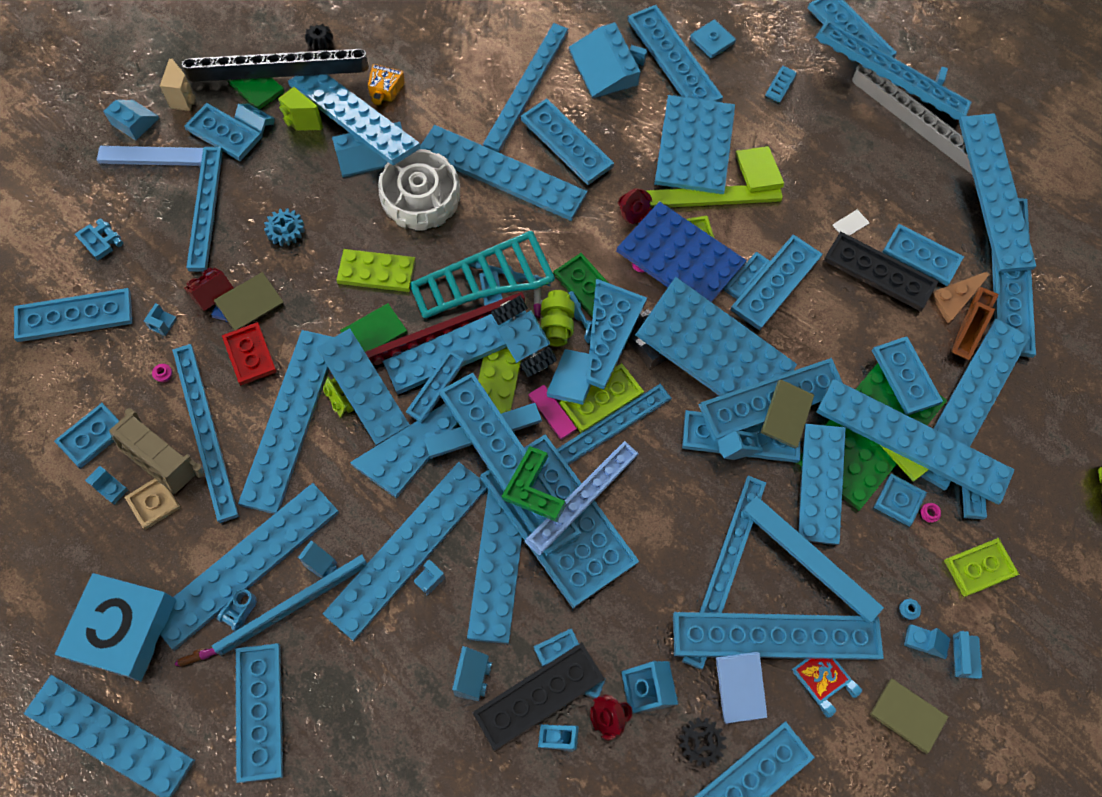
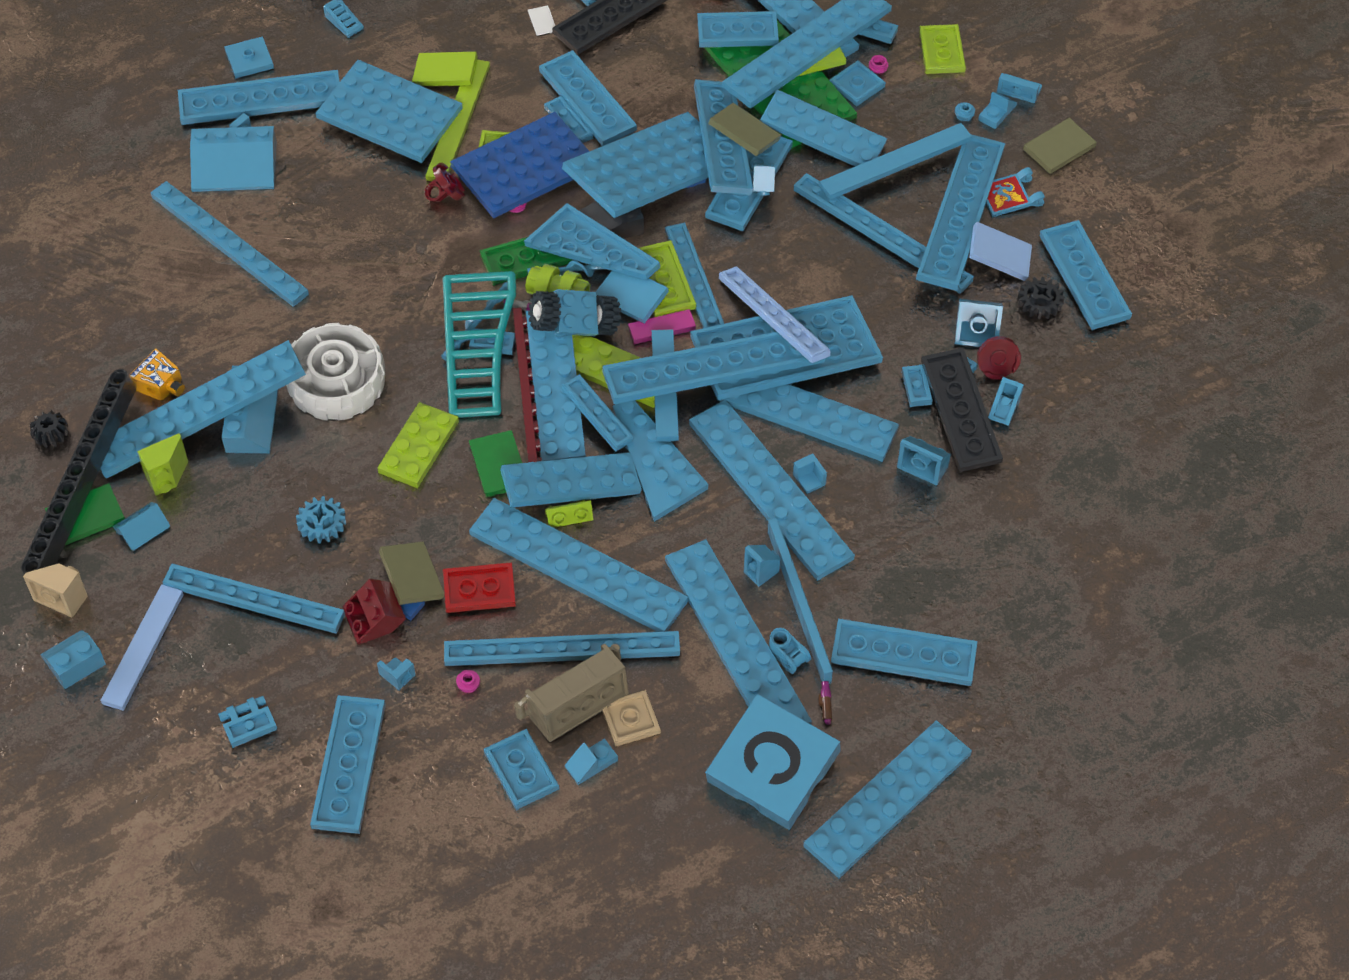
camera: 70 degrees left, 10 degrees down
(223, 131) = (145, 560): dark azure plate -> none
(506, 173) = (343, 290): dark azure plate -> none
(520, 489) = (759, 354): green plate -> none
(567, 141) = (326, 224): dark azure plate -> none

